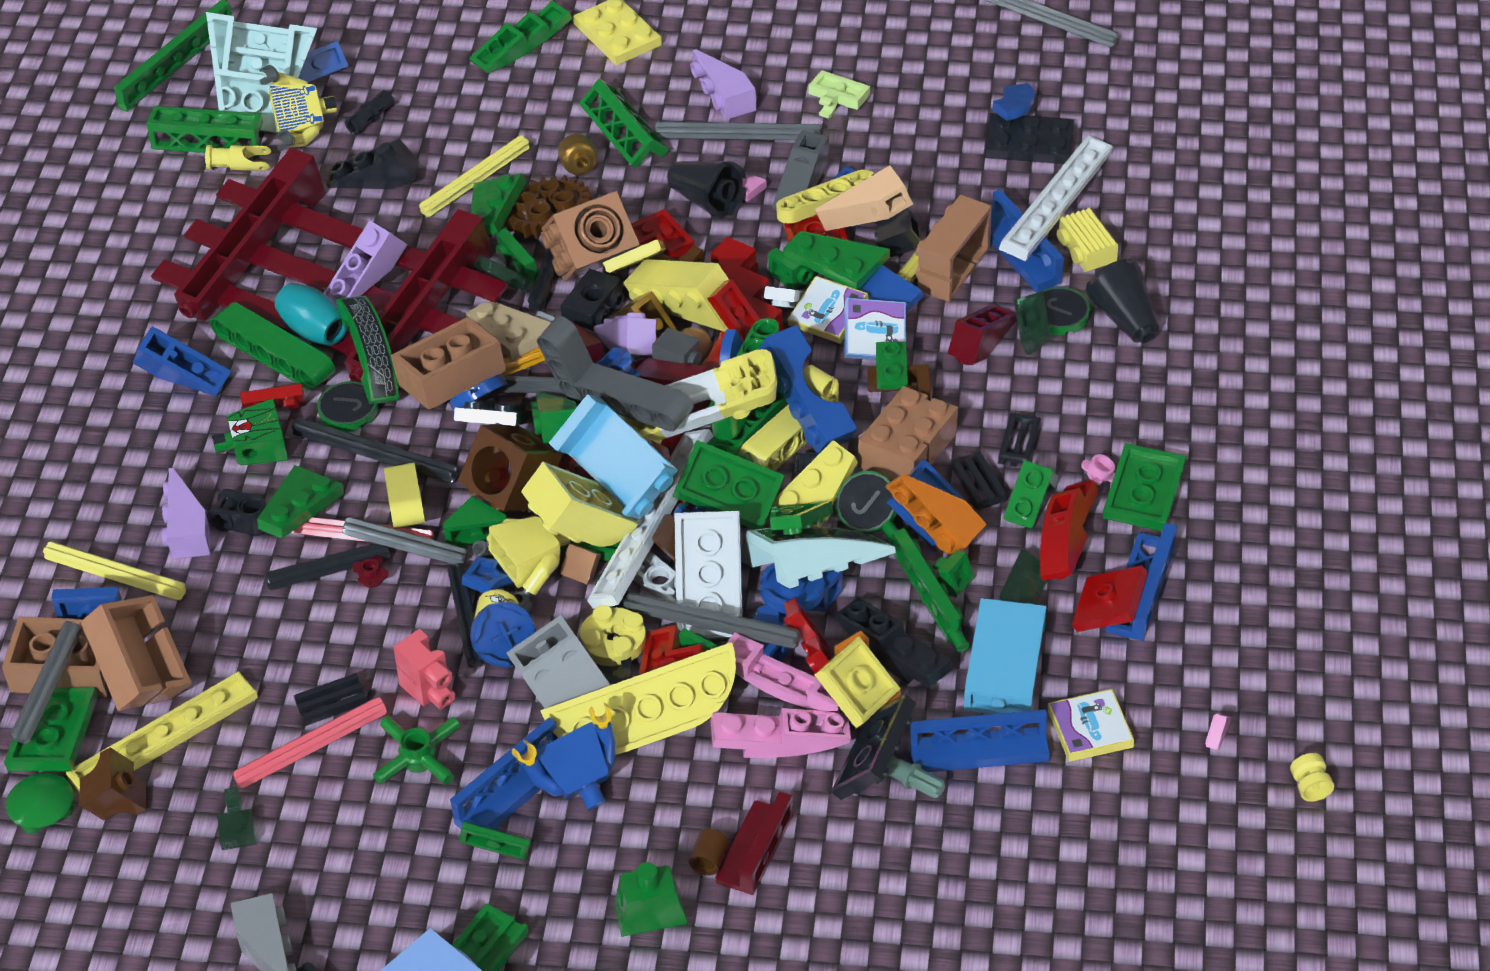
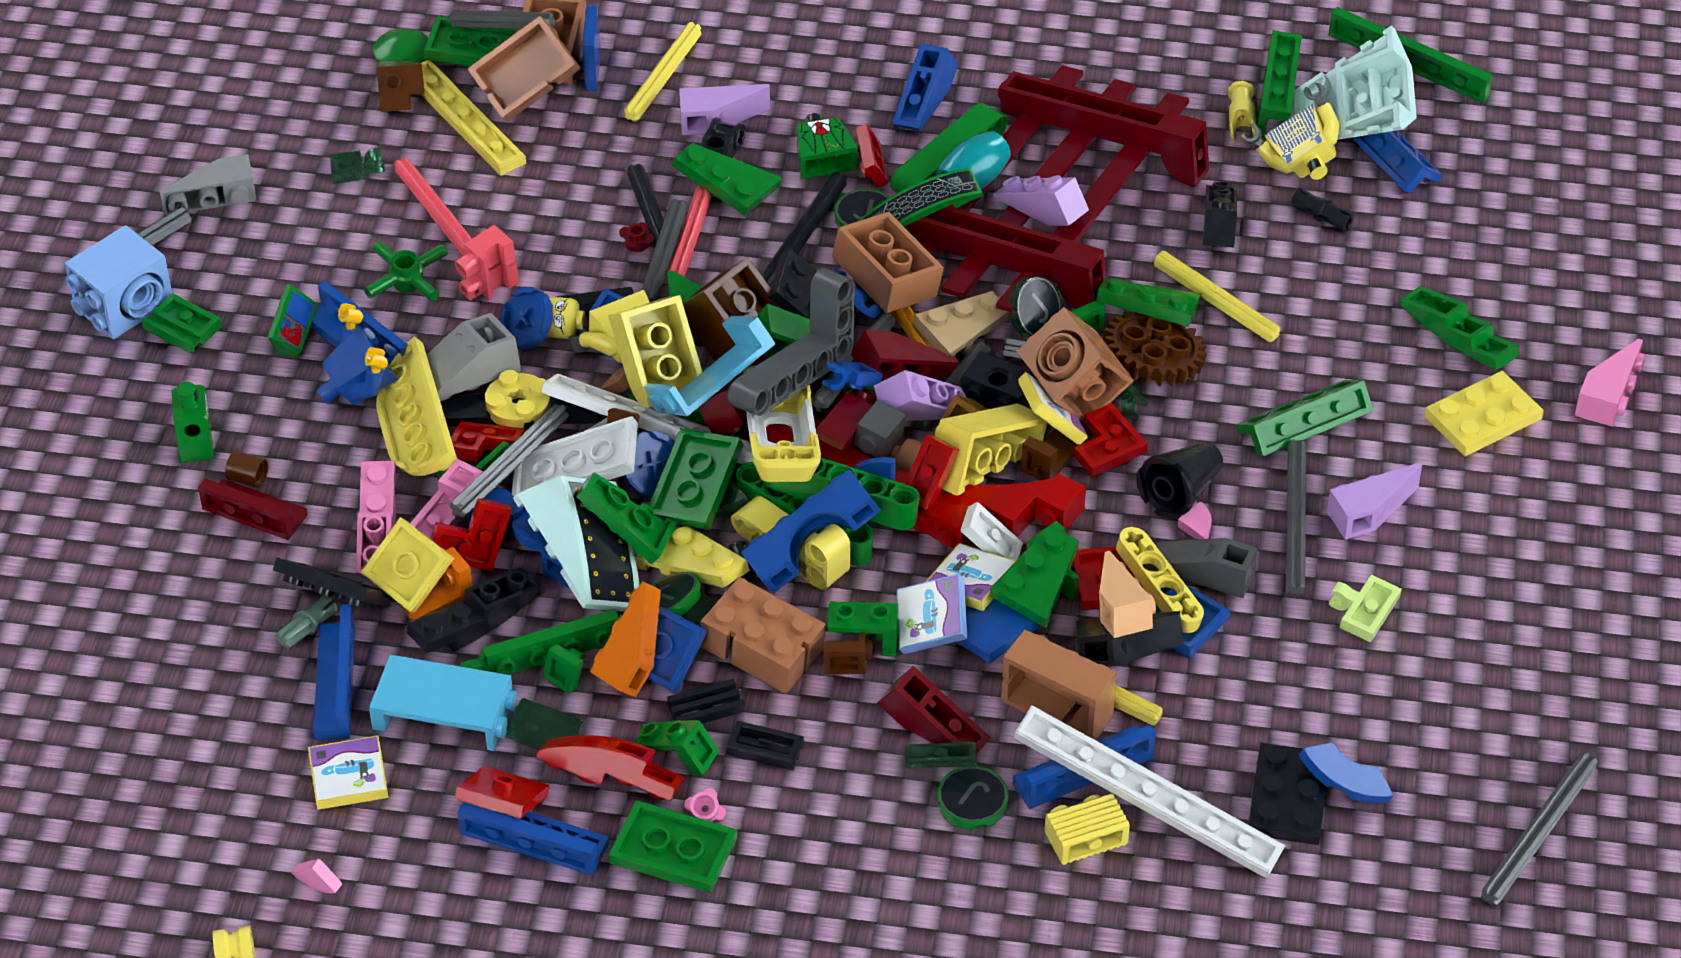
camera: 90 degrees right, 0 degrees up
(329, 695) = (478, 203): black tile -> none
(404, 495) = (722, 247): light yellow beam -> none
(577, 151) = (1243, 372): pearl gold head -> none
(1125, 299) = (964, 848): black cone -> none

